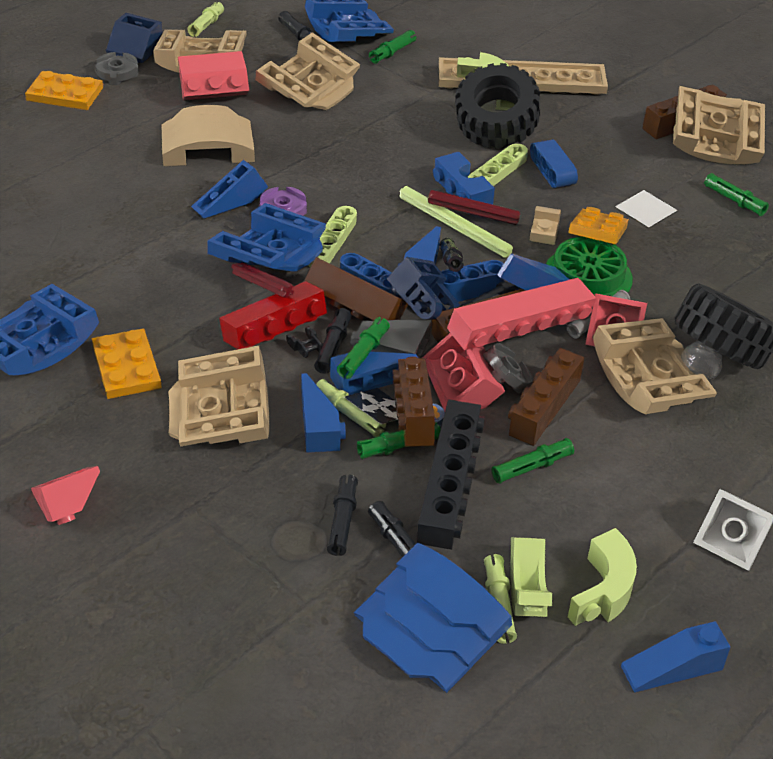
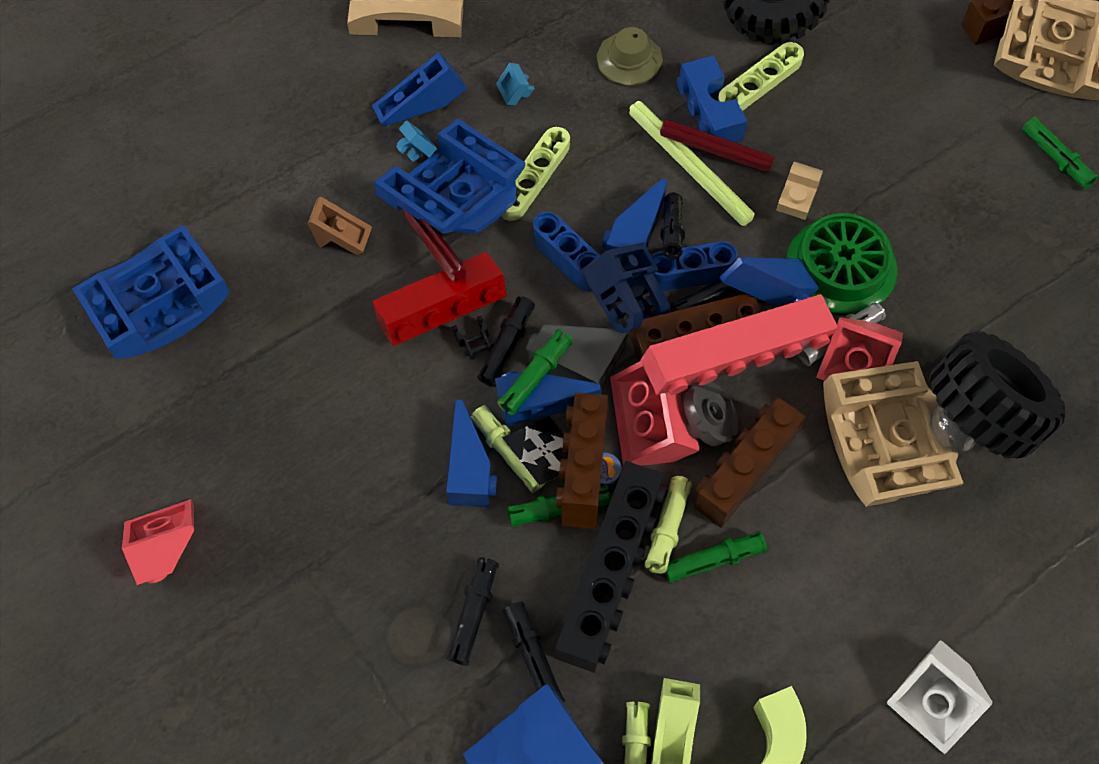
camera: 10 degrees right, 20 degrees up
(126, 363) = (258, 347): light orange plate -> none
(177, 275) = (336, 225): none -> medium nougat slope
(220, 398) = (356, 426): tan slope -> none
(233, 220) = (417, 140): none -> dark azure tile
(288, 199) = (494, 104): medium lavender plate -> none
(305, 182) = (514, 84): none -> dark azure tile
(354, 293) = (542, 275): reddish brown brick -> none
(392, 162) = (629, 58): none -> olive hat
(491, 447) = (665, 535): none -> yellowish green pin
(553, 163) = (832, 79): blue beam -> none
(599, 226) = (869, 195): light orange plate -> none
(646, 208) = (938, 161): white sticker -> none

